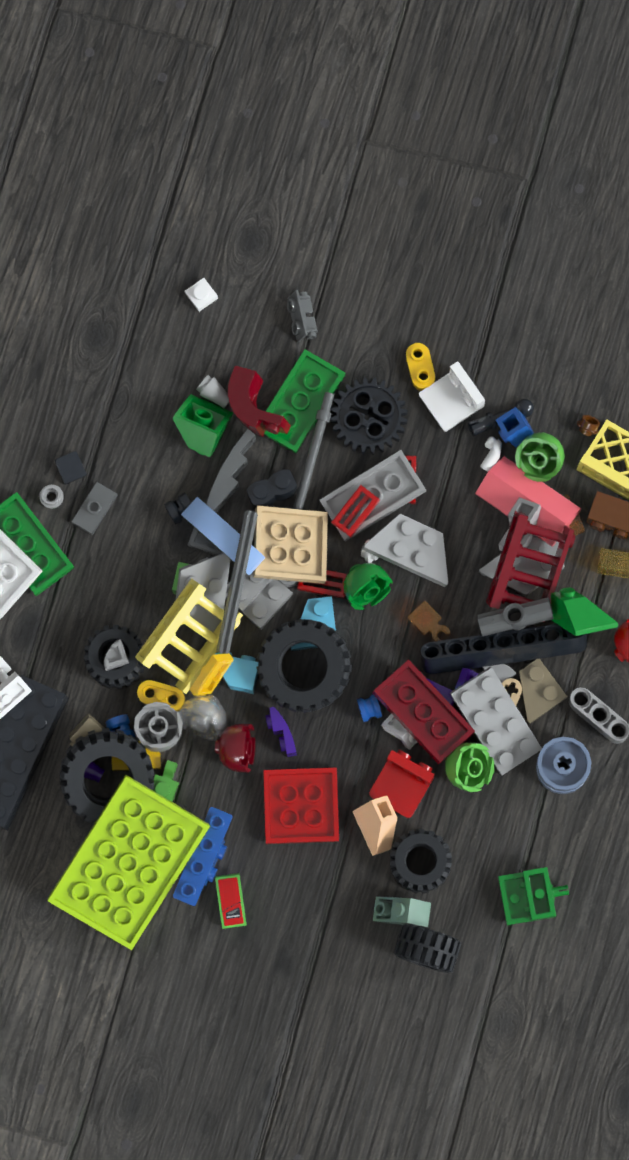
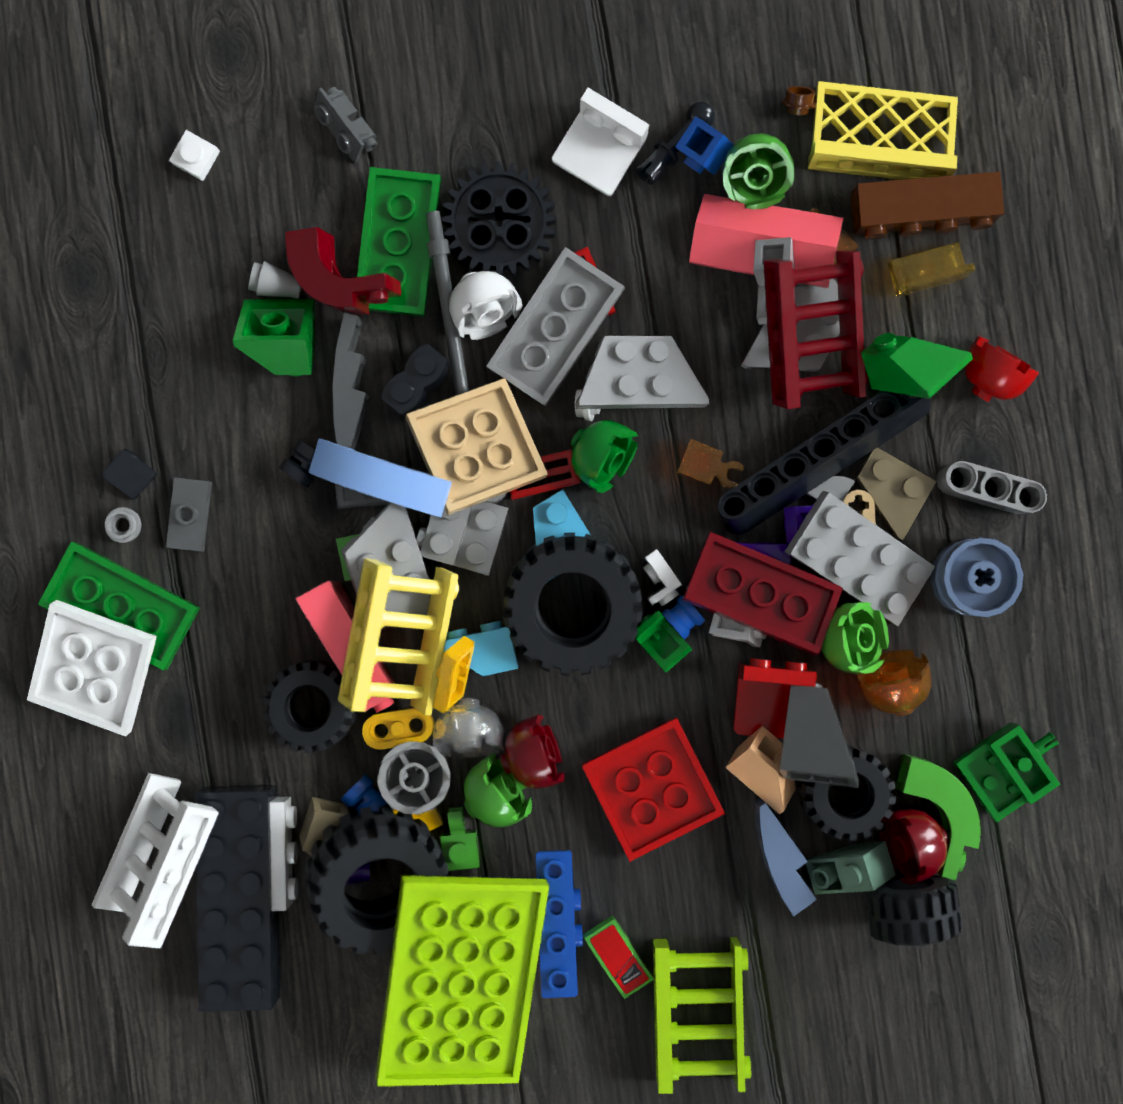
camera: 35 degrees left, 10 degrees up
(54, 739) = (283, 853): none -> white plate
(115, 656) = (311, 711): light grey tile -> none
(154, 607) = (332, 617): none -> coral slope
(201, 761) = (494, 795): none -> bright green cylinder
(237, 582) = (429, 534): dark grey axle -> none
(240, 961) = (670, 1032): none -> lime fence
(279, 726) = (573, 695): dark purple slope -> none
(335, 462) = (483, 304): none -> white cylinder
(343, 527) = (550, 330): red tile -> none
(348, 715) = (661, 641): none -> green bracket
(361, 885) = (782, 859): none -> sand blue slope
(367, 673) = (659, 571): none -> white bracket
(413, 814) = (814, 740): none -> dark grey slope
(420, 365) = (535, 120): yellow plate -> none
(448, 911) = (915, 844): none -> dark red cylinder
(483, 808) = (898, 684): none -> clear orange cylinder
(483, 890) = (953, 803): none -> bright green arch
(493, 455) = (691, 197): white arm -> none
(531, 613) = (847, 392): dark grey piece -> none

